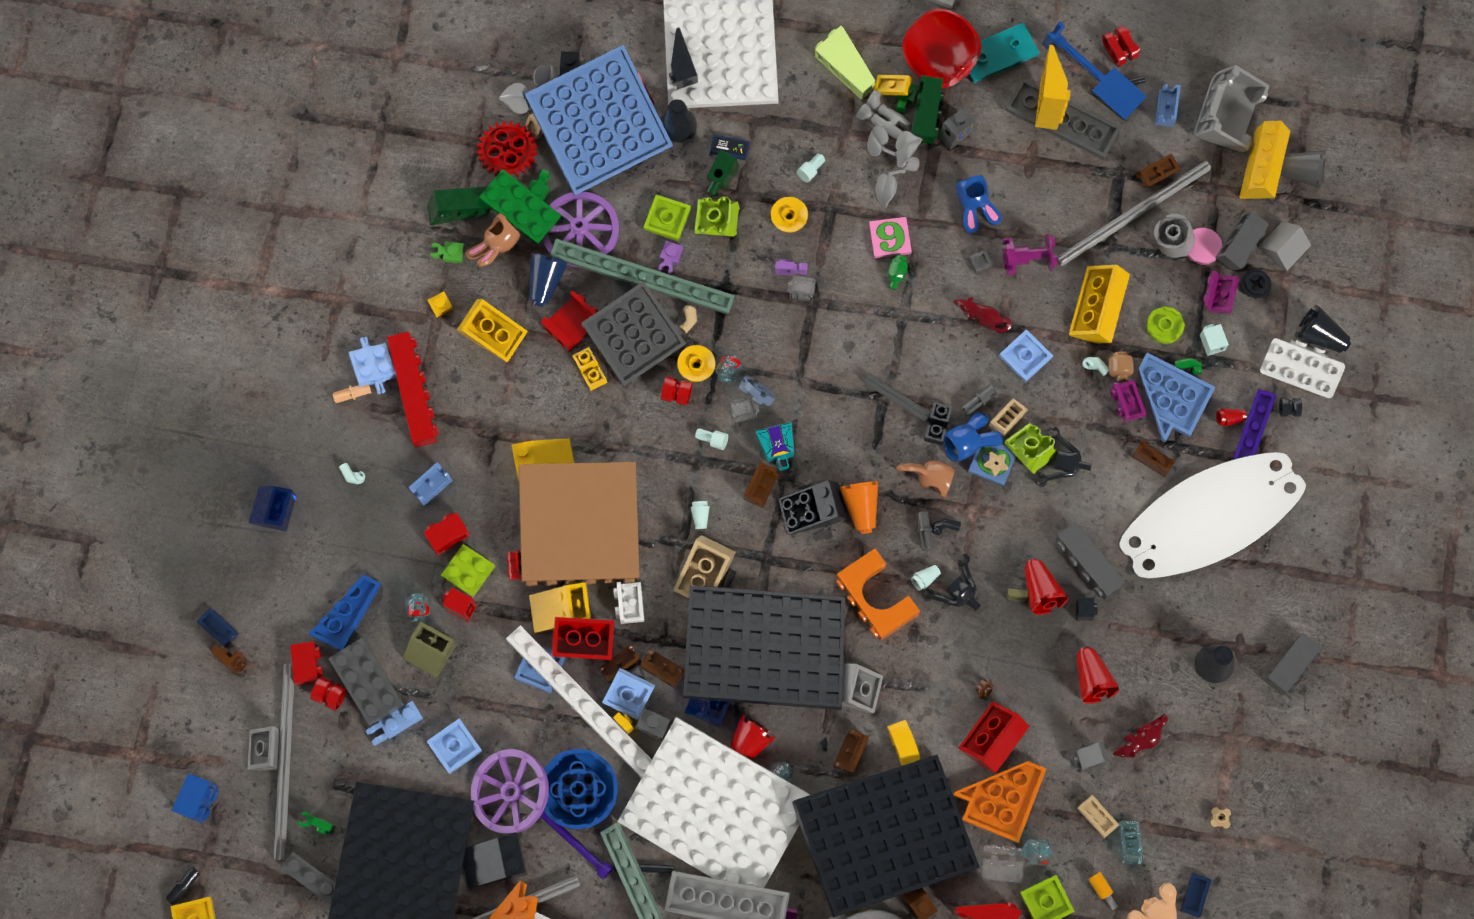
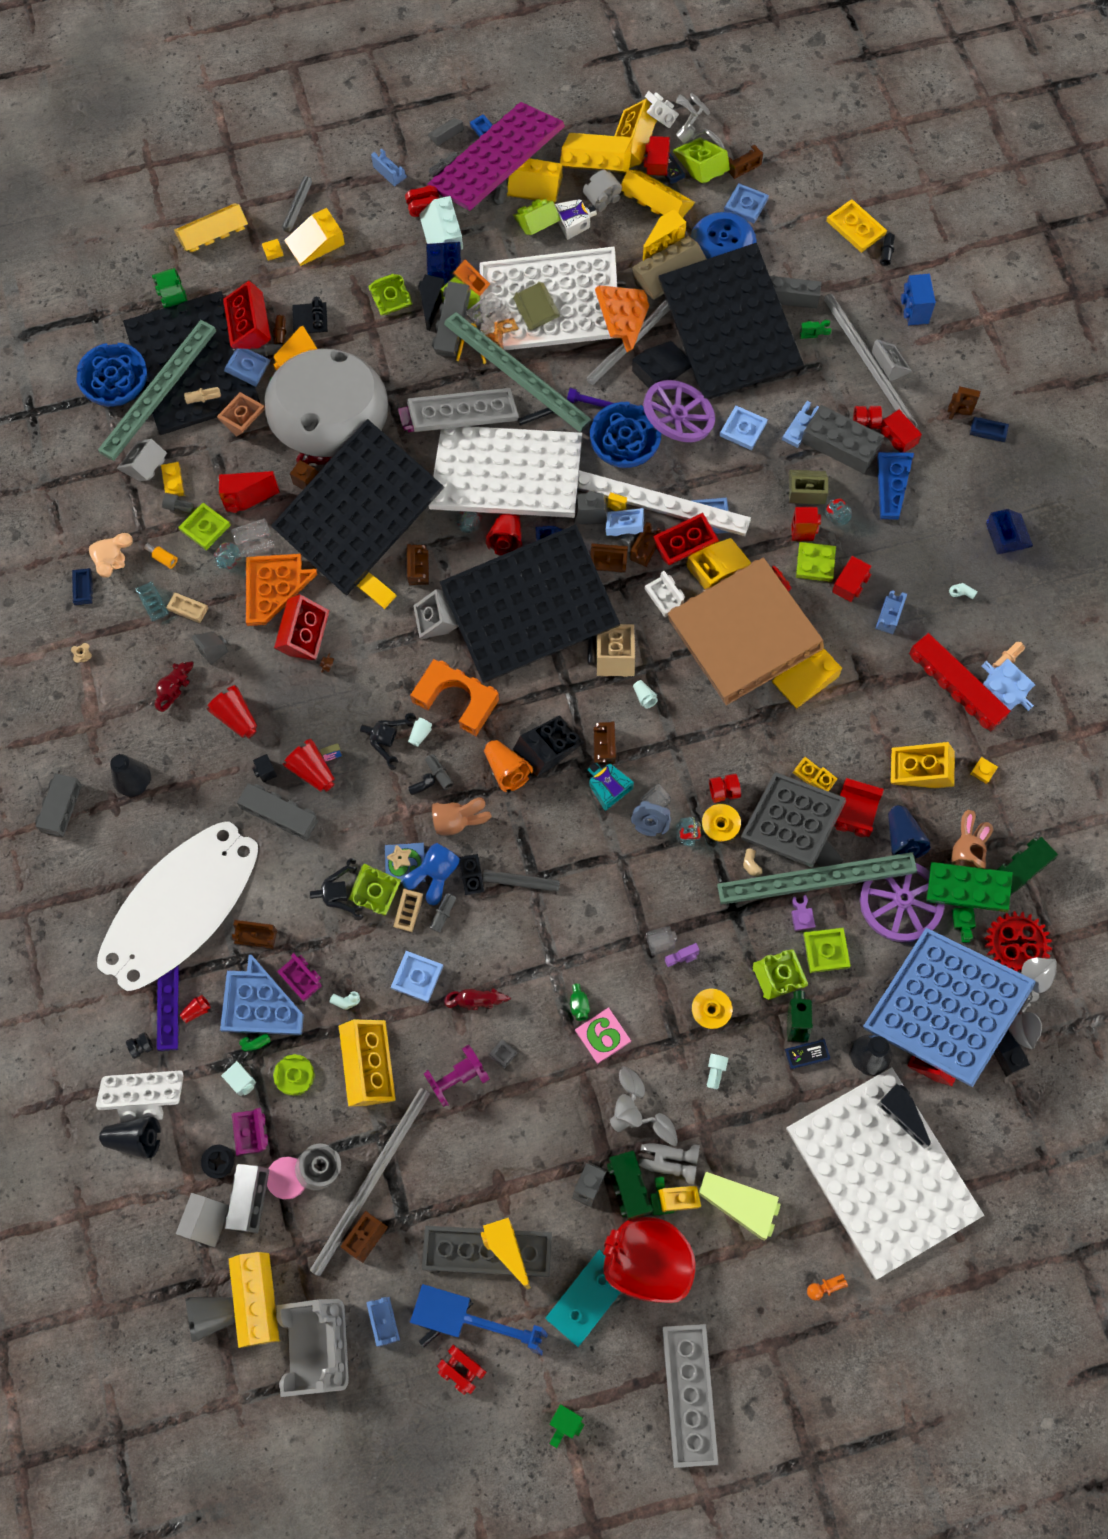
camera: 155 degrees right, 5 degrees down
(451, 252) = (1005, 823): bright green plate -> none
(716, 439) = (664, 764): light aqua piece -> none
(975, 194) = (540, 1114): blue piece -> none
(1120, 366) = (320, 1007): medium nougat head -> none

